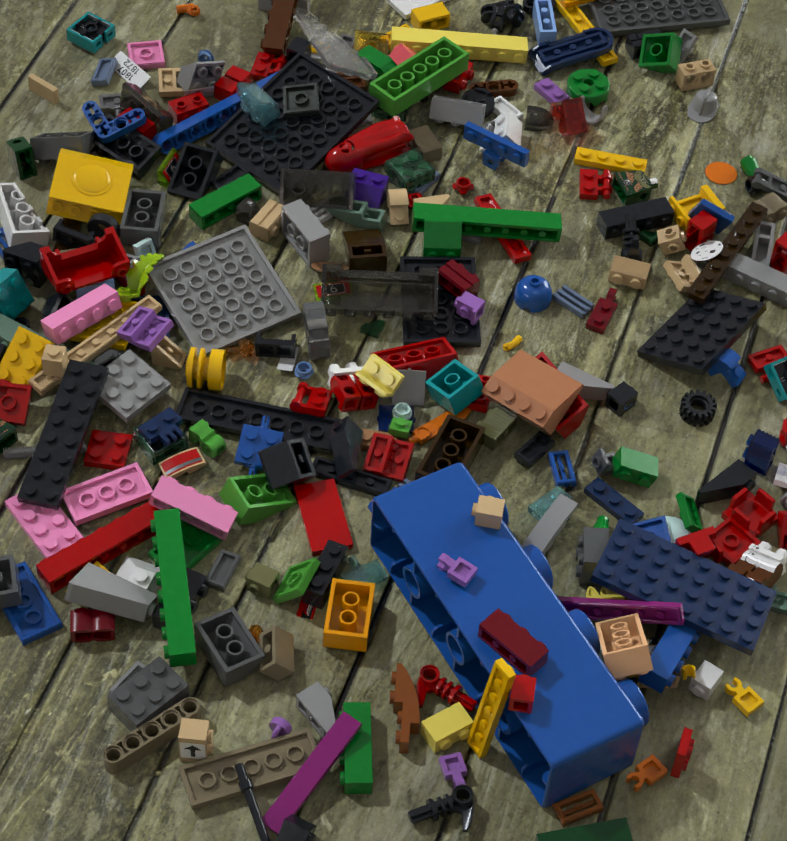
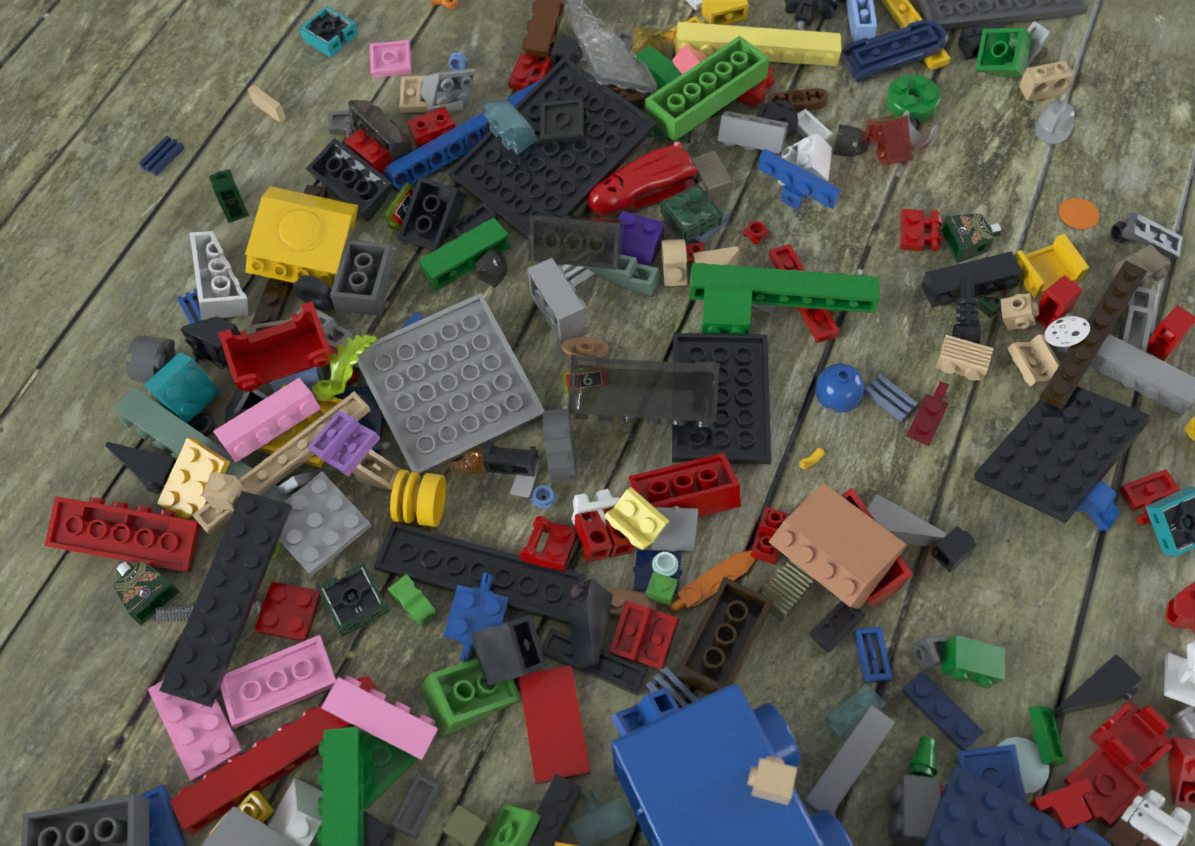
camera: 10 degrees right, 10 degrees up
(48, 145) = (286, 175): dark grey slope -> none
(71, 237) = (273, 303): black hinge -> none
(104, 71) = (339, 81): sand blue tile -> none
(111, 127) = (334, 156): blue beam -> none
(130, 71) = (368, 79): white sticker -> none
(143, 247) = (361, 321): light aqua plate -> none
(162, 427) = (353, 588): dark blue hinge -> none
(182, 462) = (378, 636): slope -> none
(227, 86) = (492, 88): red piece -> none
(266, 221) = (512, 282): tan brick -> none
(365, 250) = (630, 323): dark brown slope -> none
(373, 329) = (635, 434): clear green tile -> none
(455, 387) = (735, 531): teal brick -> none
(457, 279) = (745, 371): dark red brick -> none
(470, 307) = (758, 411): medium lavender brick -> none
(550, 91) = (867, 103): medium lavender plate -> none
(608, 160) = (939, 198): yellow plate -> none
(696, 416) = (1065, 554): black tyre -> none
(724, 218) = (1089, 284): blue tile -> none
(748, 165) = (1117, 206): green cone -> none
(761, 451) = (1146, 643): clear blue brick -> none

